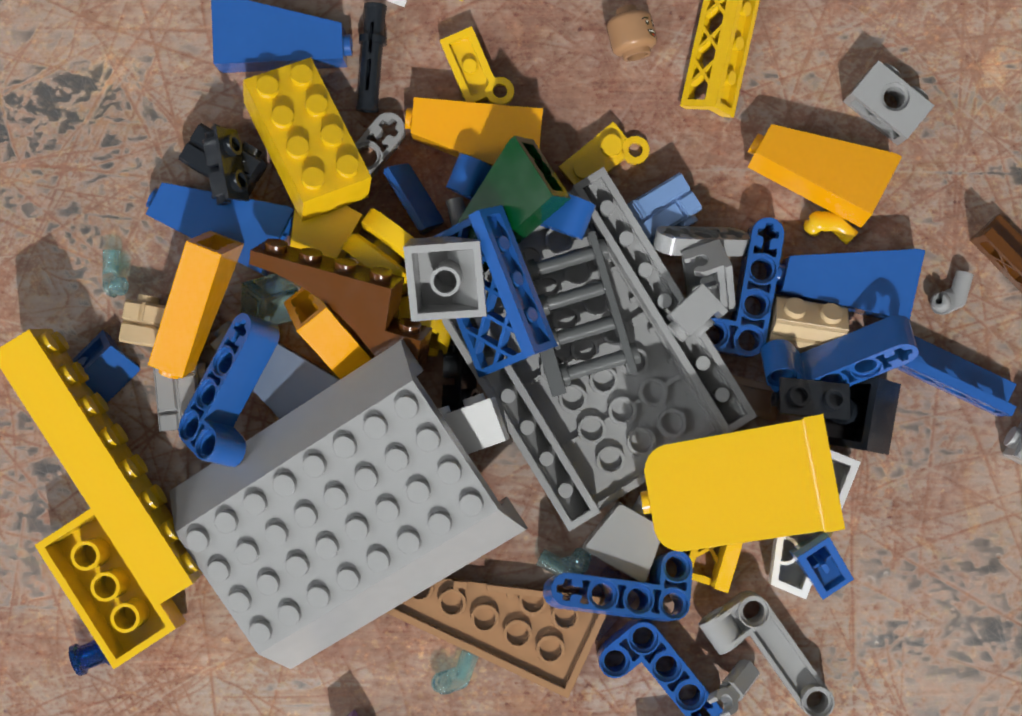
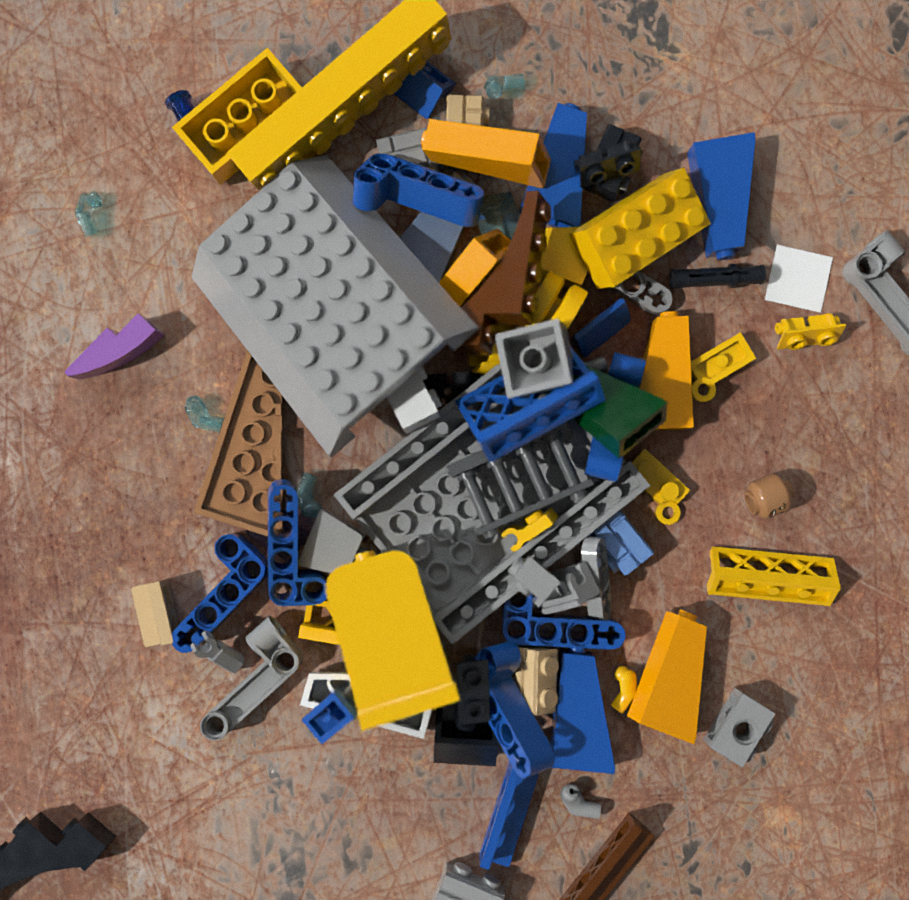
camera: 80 degrees right, 0 degrees up
(631, 301) = (536, 523): none -> yellow plate

